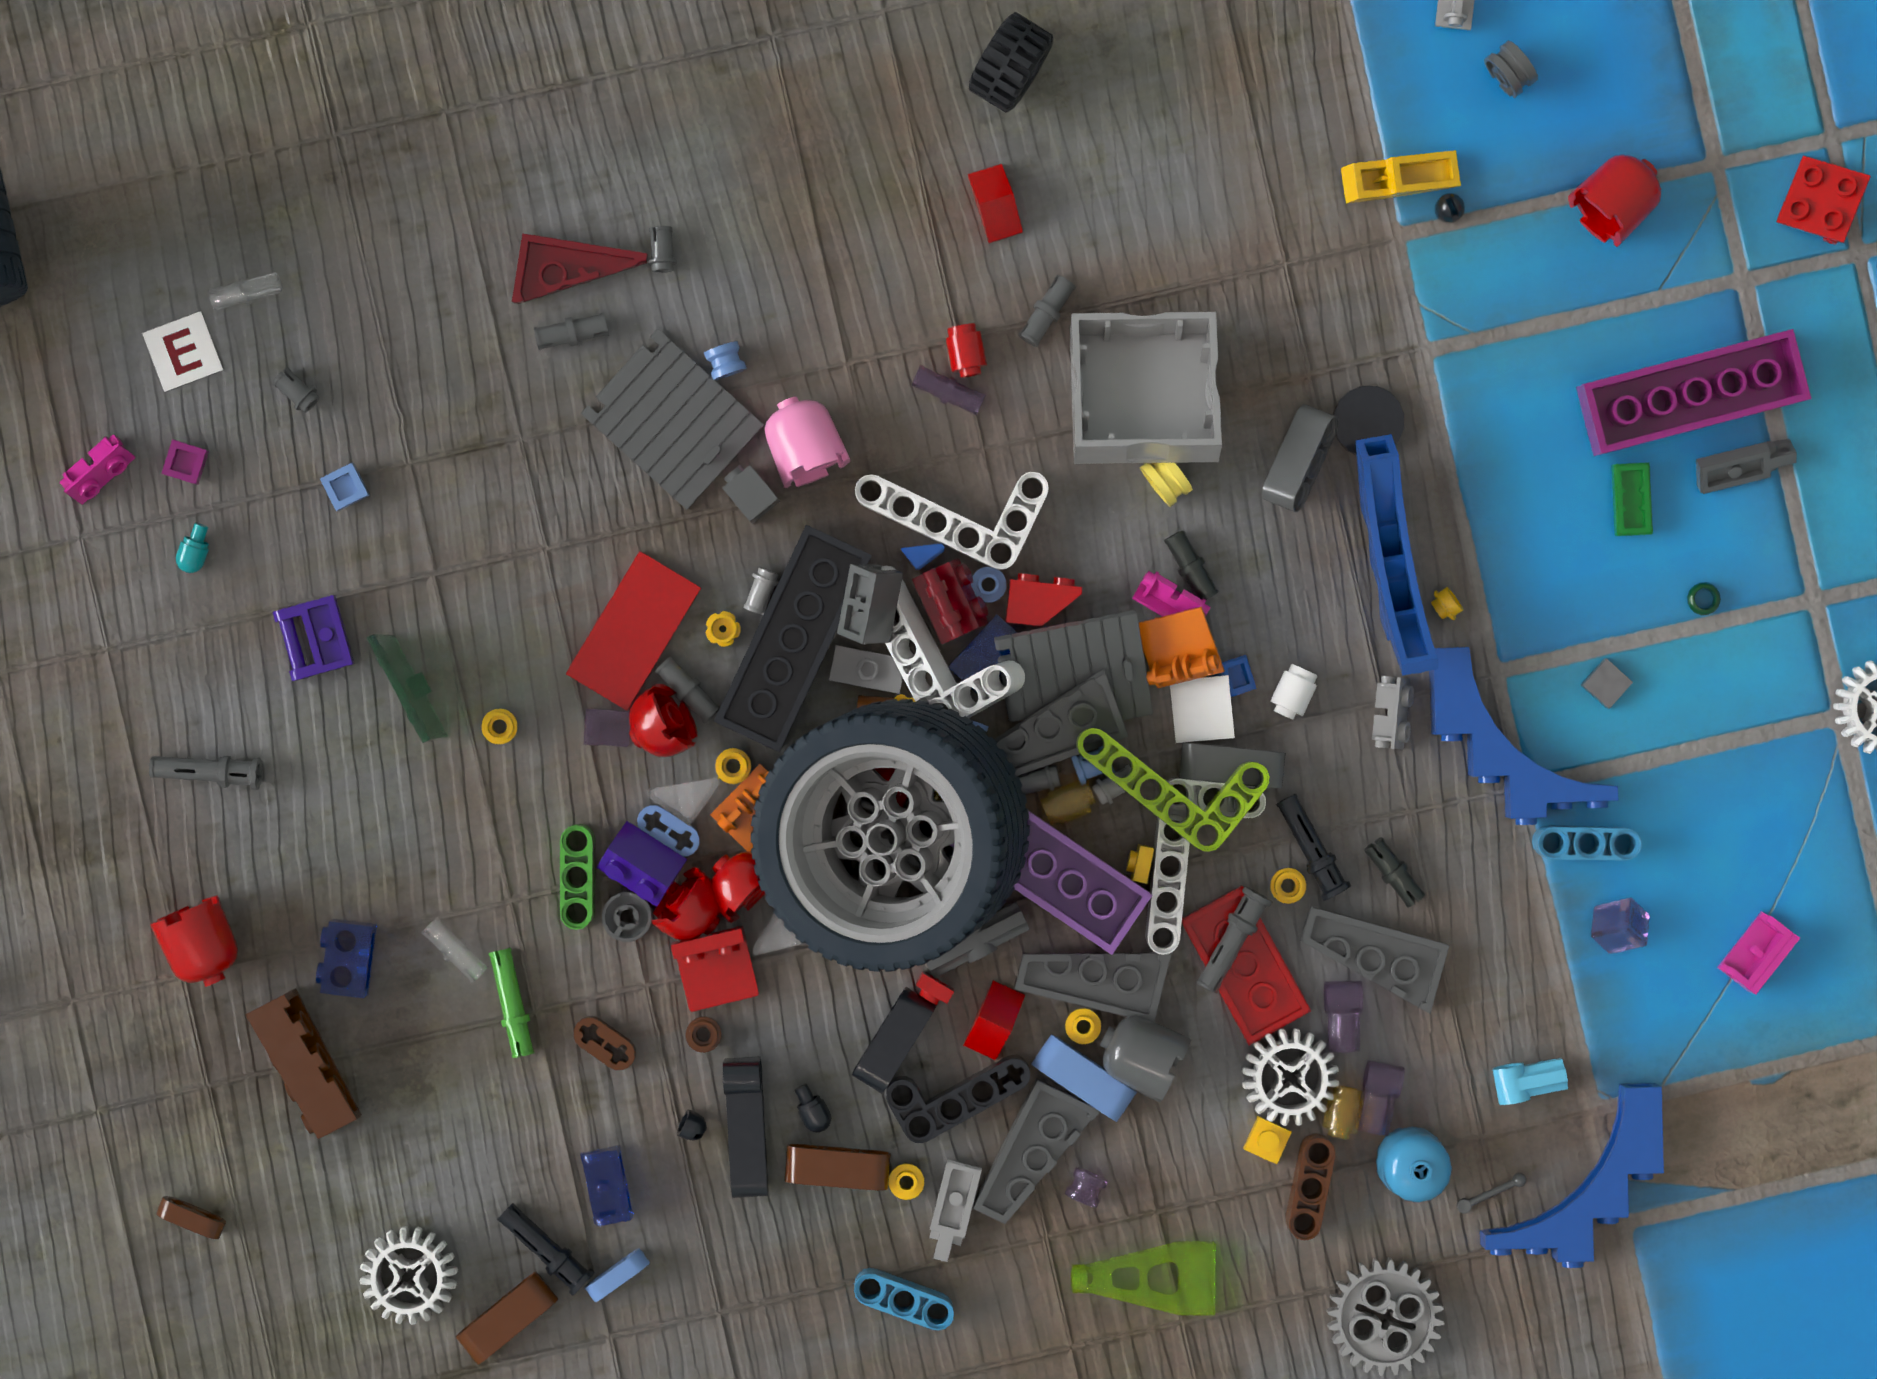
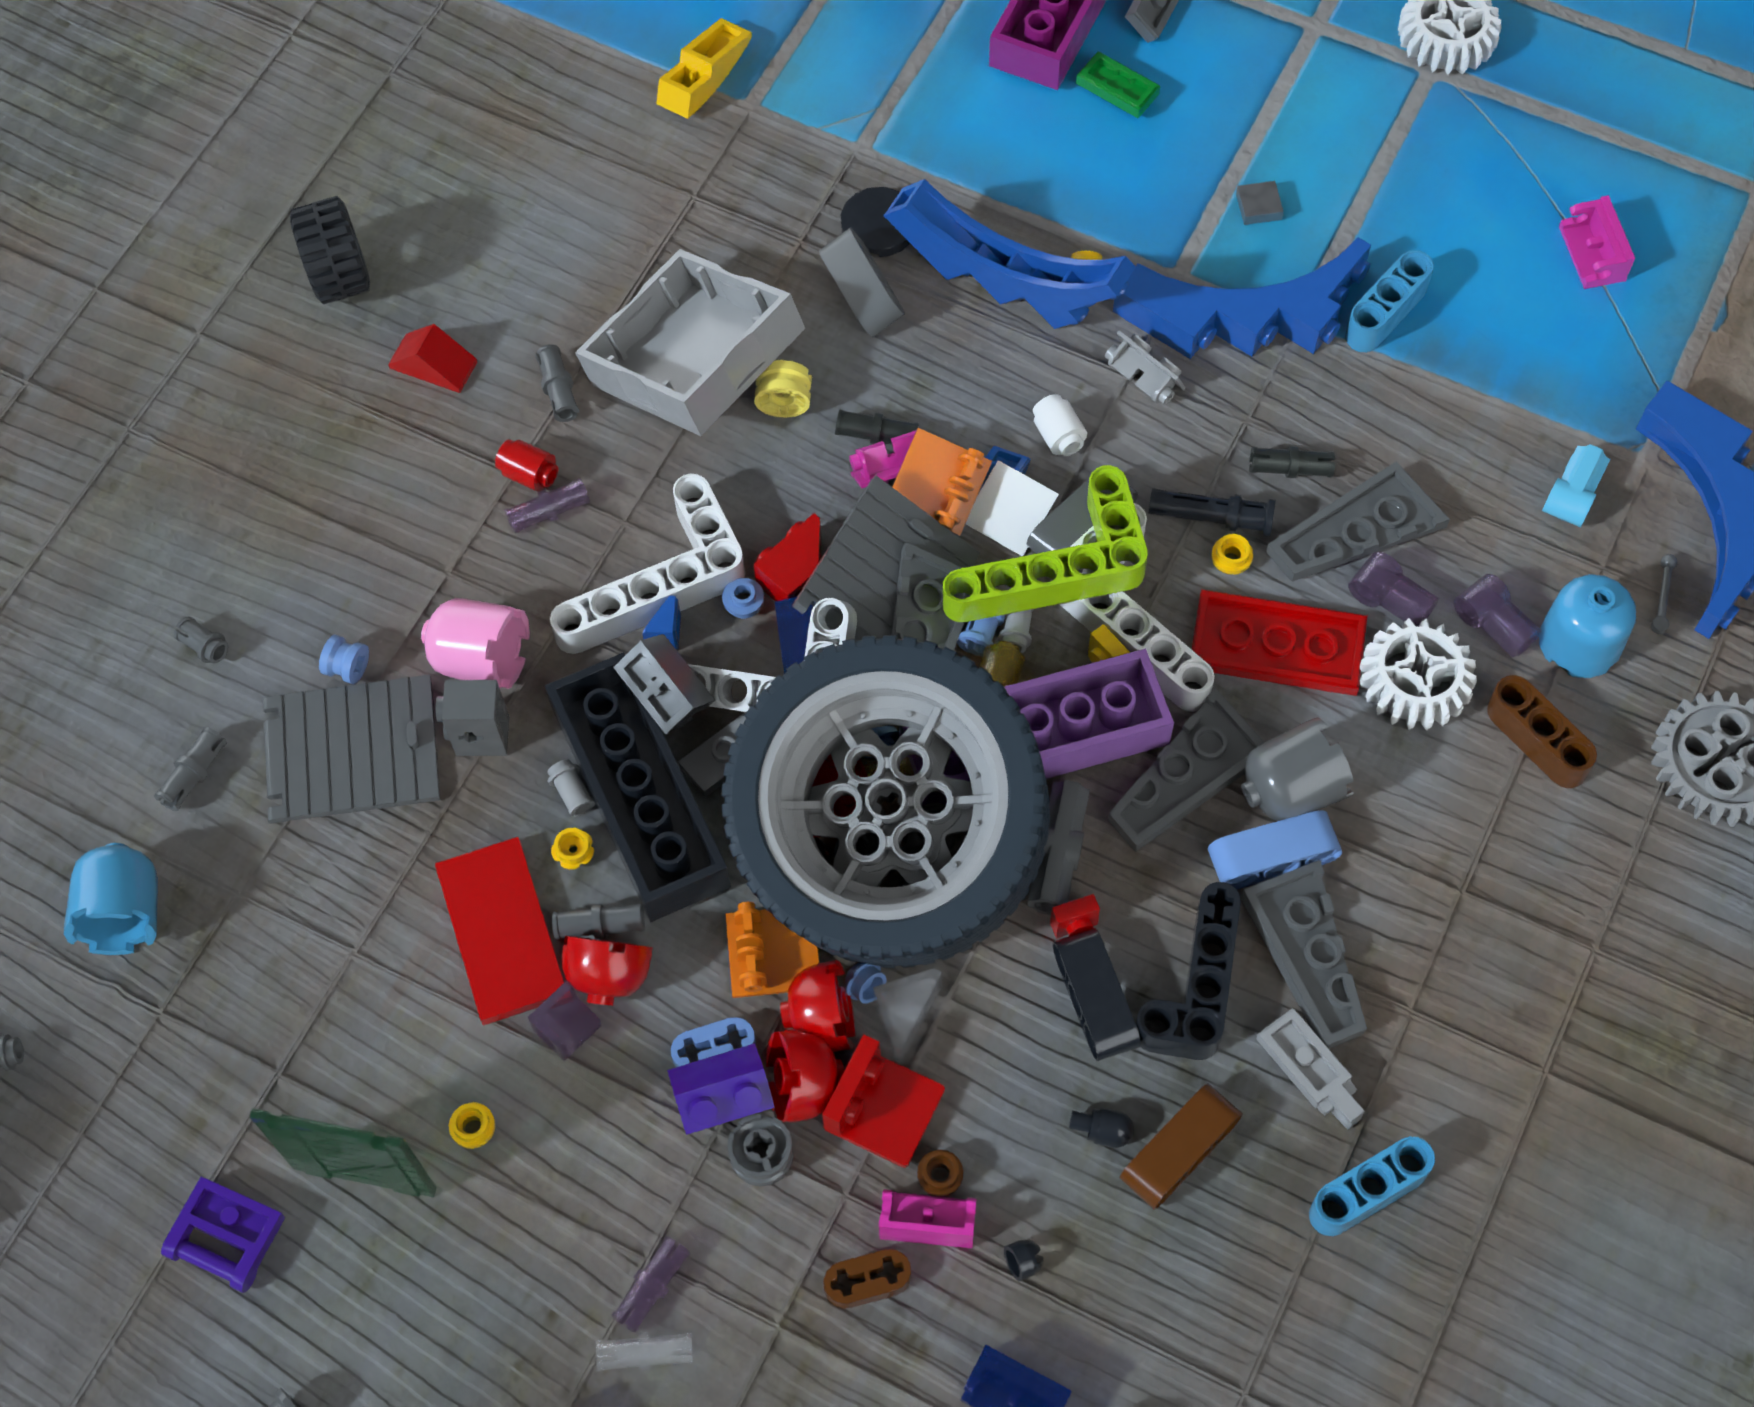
camera: 50 degrees left, 25 degrees down
(193, 550) = (30, 1282): teal cylinder -> none
(344, 486) = (119, 1083): medium blue plate -> none
(447, 373) = (112, 900): none -> dark azure cylinder
(495, 918) = (650, 1284): none -> clear purple pin
(511, 1002) = (764, 1346): bright green pin -> none
(557, 264) = (126, 733): dark red wing -> none
(577, 894) = (671, 1145): bright green beam -> none
(669, 1050) = (927, 1219): none -> dark pink hinge
(685, 799) = (693, 1002): clear slope -> none
(721, 765) = (702, 927): yellow plate -> none
(746, 1126) = (1064, 1199): black beam -> none
(906, 1170) = (1246, 1105): yellow plate -> none
(951, 600) = (727, 630): dark red brick -> none
(994, 1020) = (1154, 893): red slope -> none
(1078, 1015) = (1218, 827): yellow plate -> none
(1086, 1187) = (1387, 927): clear purple wheel -> none
(1195, 1278) = (1556, 901): clear neon green plate -> none
(1240, 925) = (1237, 606): dark grey pin -> none
(1267, 1140) = (1464, 741): yellow plate -> none
(1343, 1112) = (1492, 653): clear yellow brick -> none
(1442, 209) = (762, 55): black hinge -> none
(1620, 925) = (1487, 326): clear purple panel -> none
(1691, 598) = (1245, 102): dark green piece -> none

